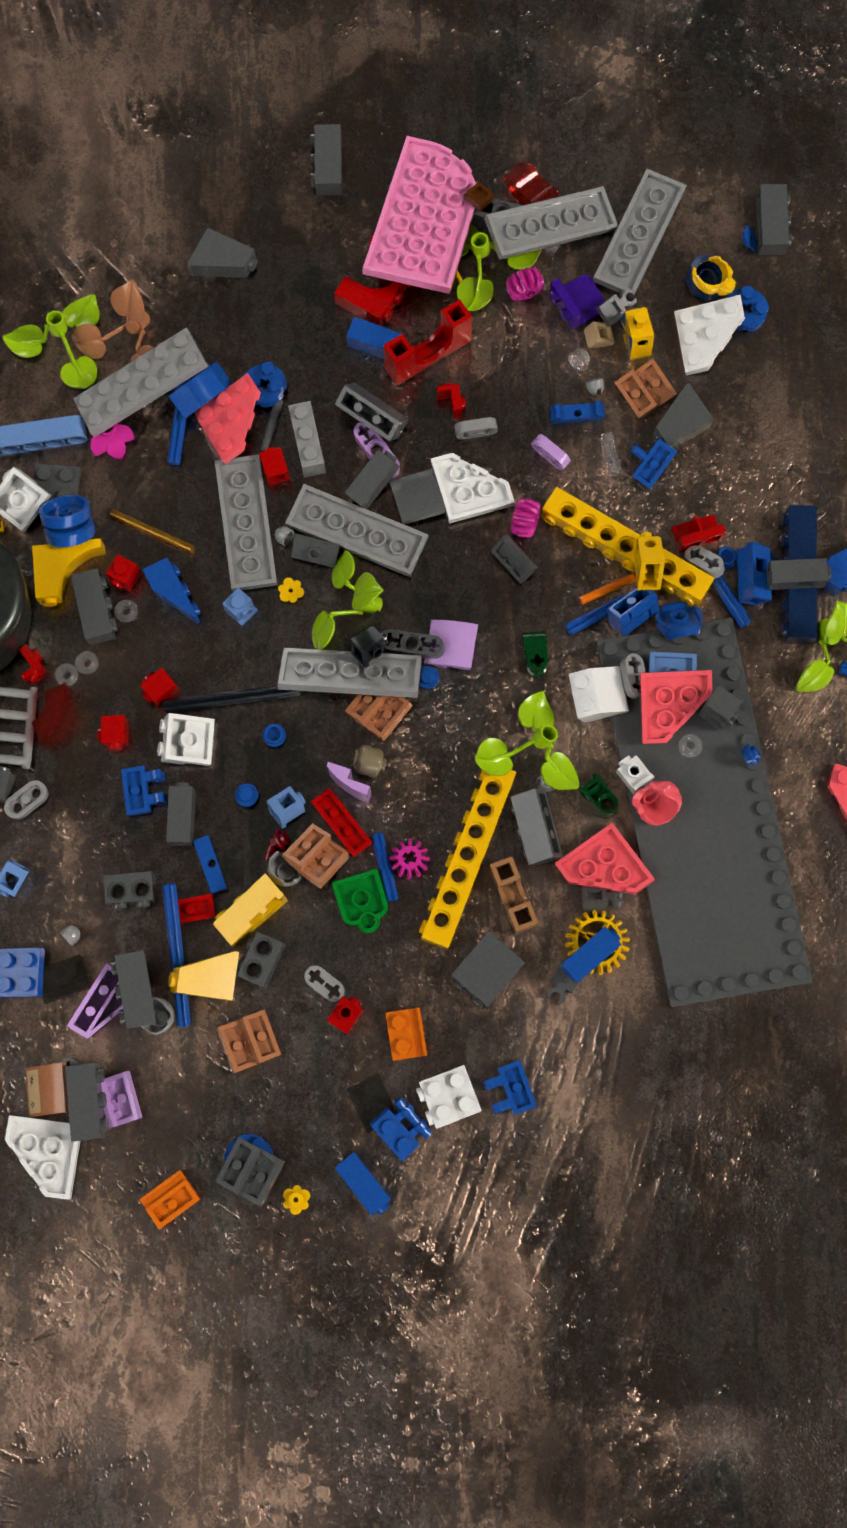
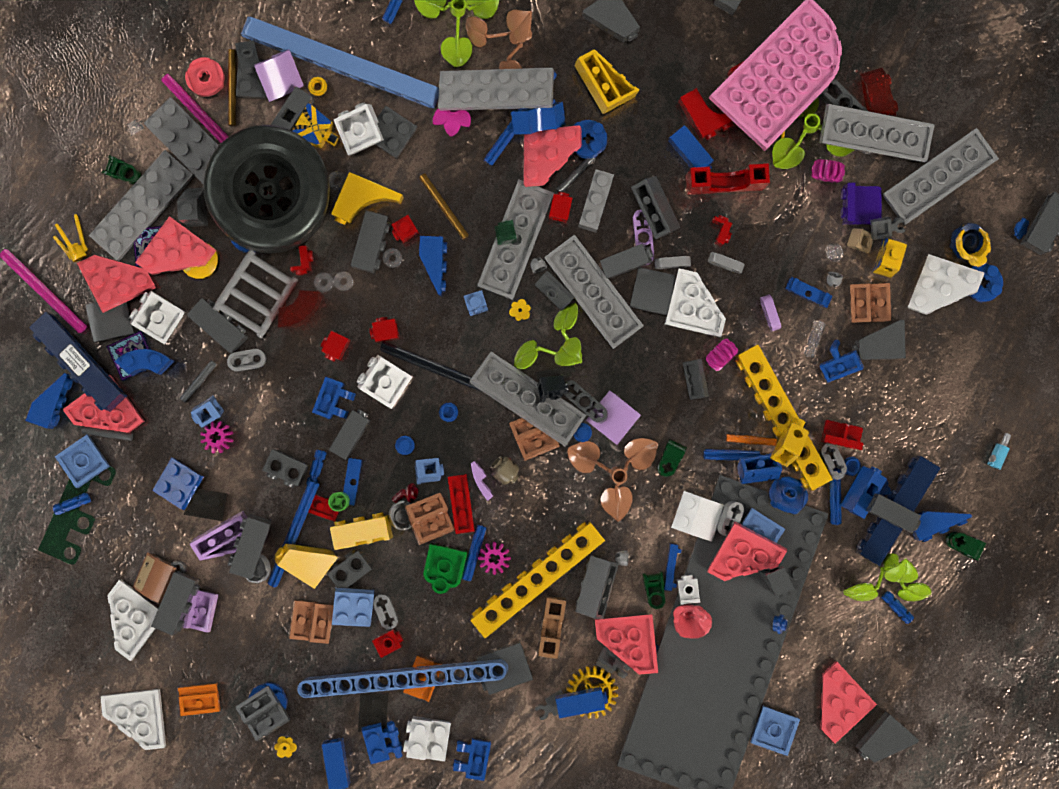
camera: 25 degrees right, 10 degrees up
(30, 894) = (219, 444): none -> dark pink gear
(67, 521) = (384, 168): blue wheel -> none
(71, 934) = (227, 476): light grey hinge -> none
(110, 1259) = (137, 715): none -> white plate
(162, 868) = (316, 466): none -> blue axle
(207, 885) = (339, 501): none -> bright green wheel
(230, 517) = (505, 232): none -> clear green brick
(248, 320) = (604, 82): none -> yellow wedge
(285, 997) = (352, 607): none -> medium blue plate
(351, 1060) = (394, 683): none -> medium blue beam
(421, 457) = (672, 262): none -> light grey beam
(479, 196) = (833, 81): reddish brown tile -> none
(500, 665) = (615, 500): none -> nougat plant
(535, 714) = (645, 505): lime plant -> none
(601, 762) = (670, 567): none -> blue piece
(685, 751) = (734, 590): clear plate -> none
(815, 872) = (775, 730): none -> medium blue plate

